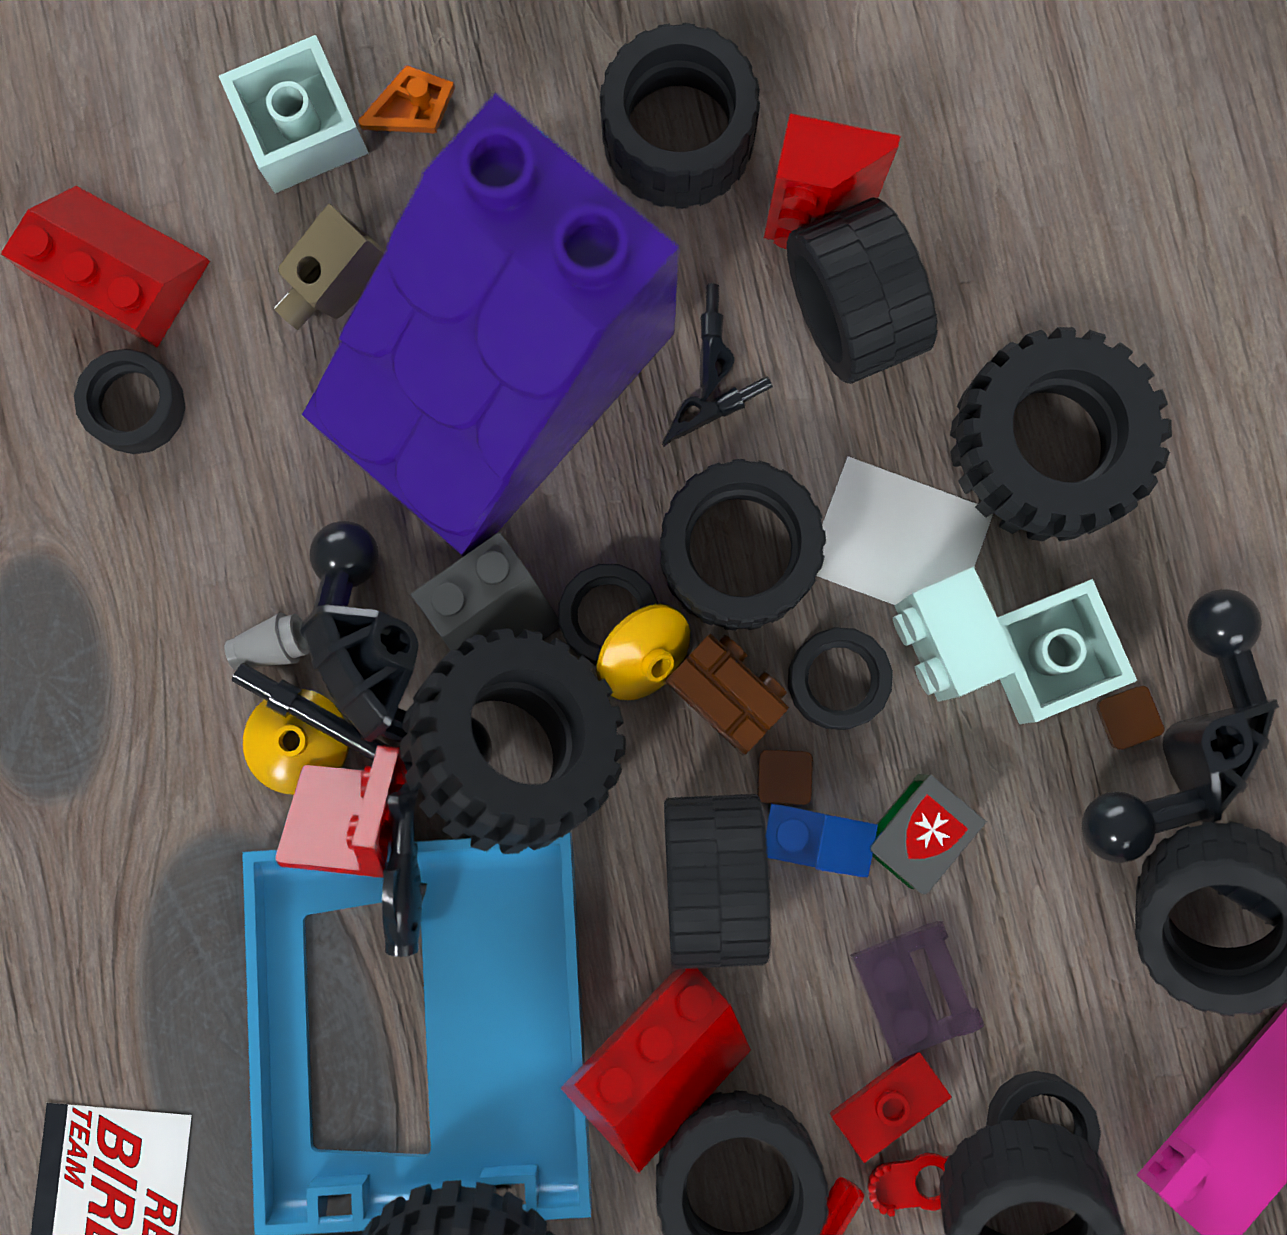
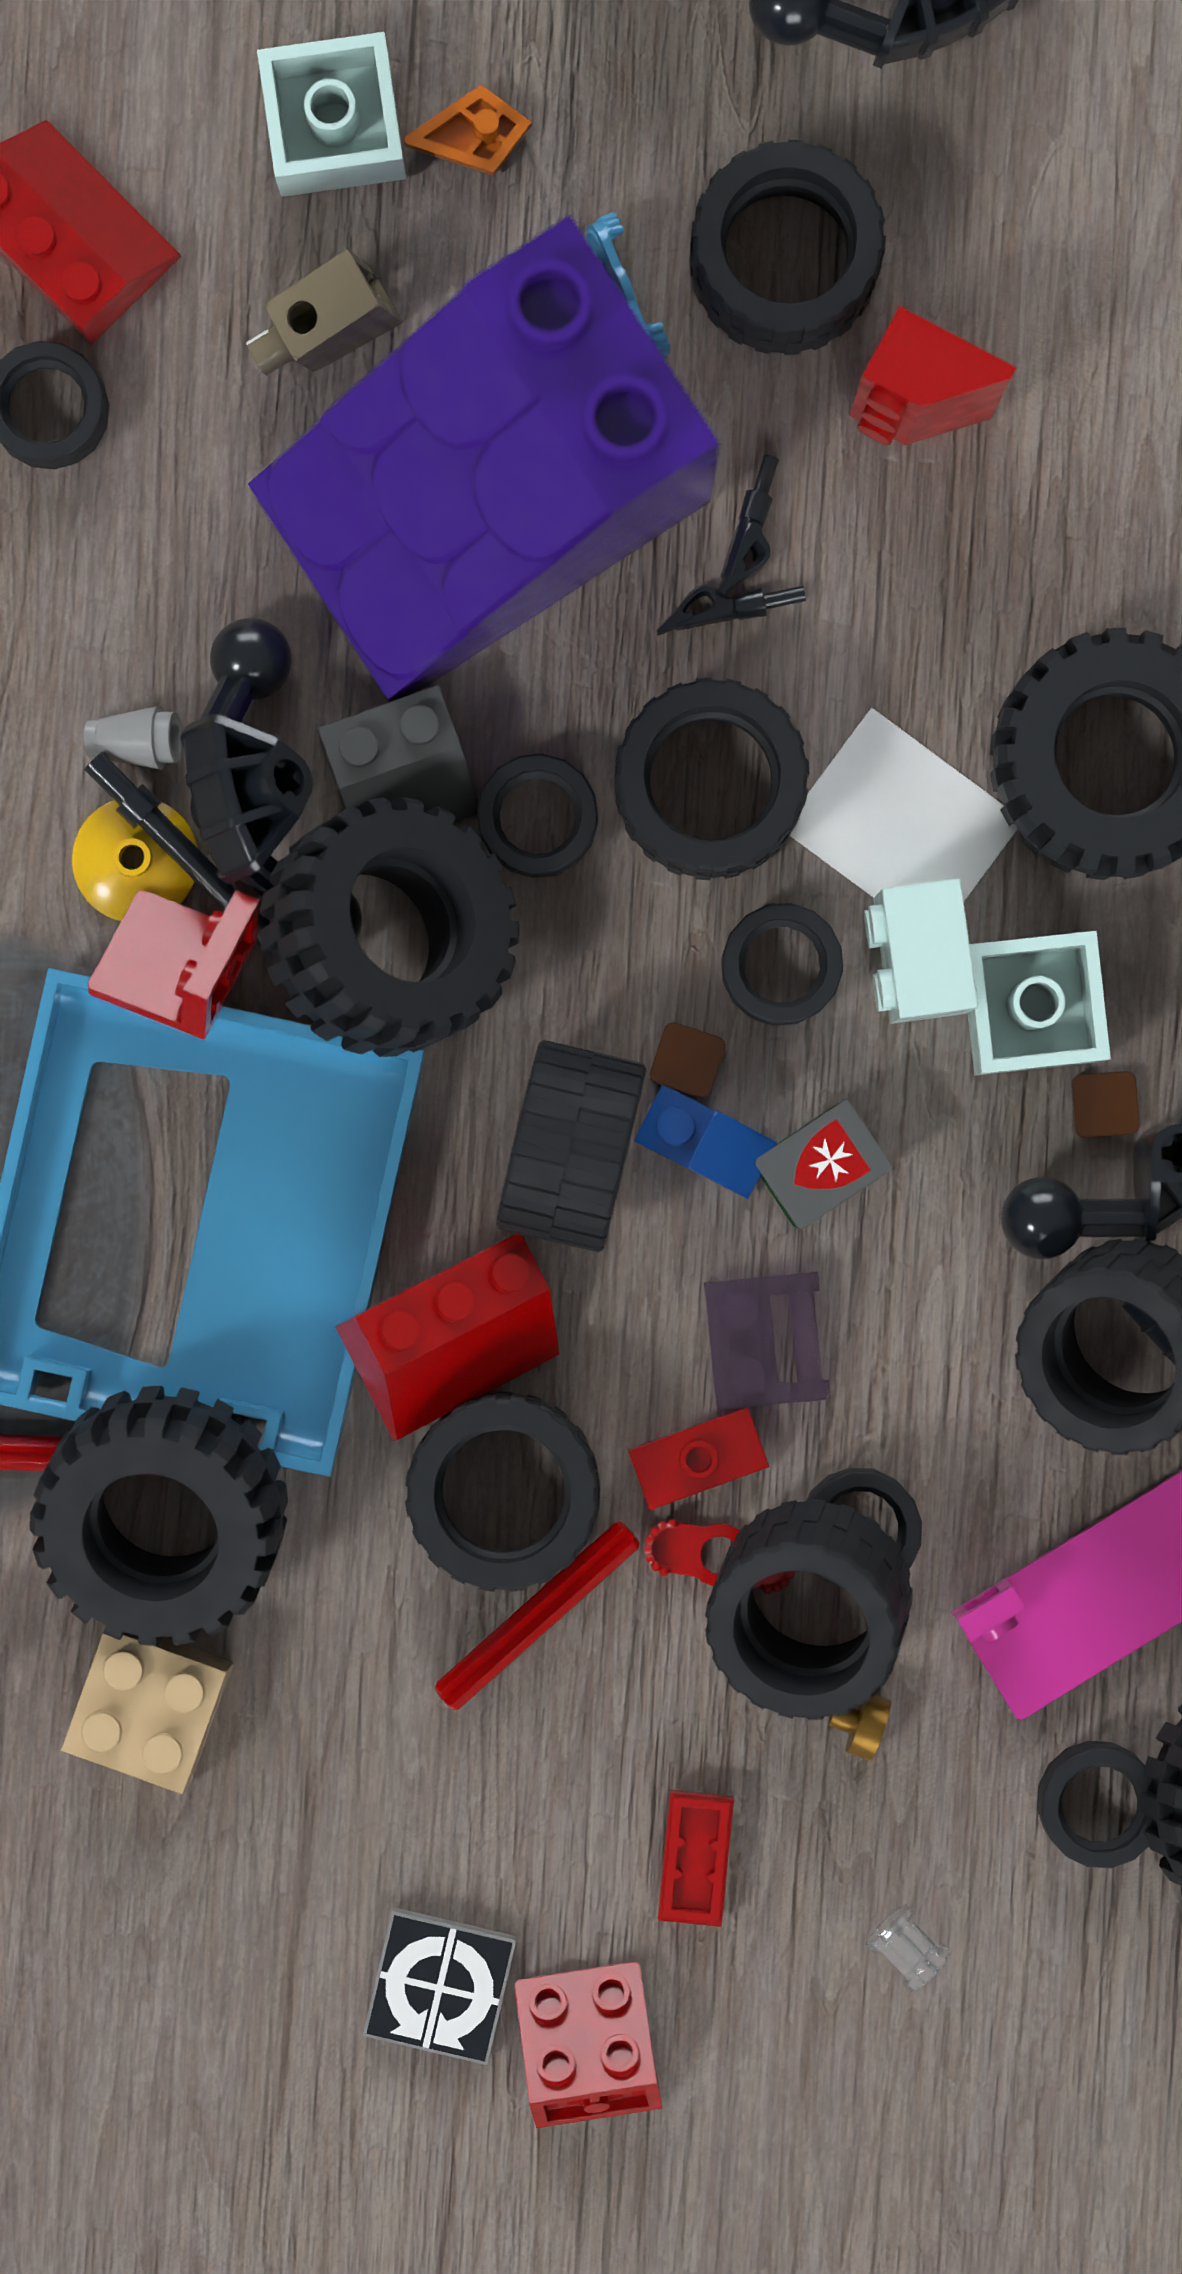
camera: 20 degrees right, 5 degrees up
(402, 879) = (221, 1054): black animal -> none
(643, 651) = (565, 870): yellow dish -> none
(728, 693) = (648, 943): reddish brown brick -> none
(862, 290) = (933, 523): black tyre -> none

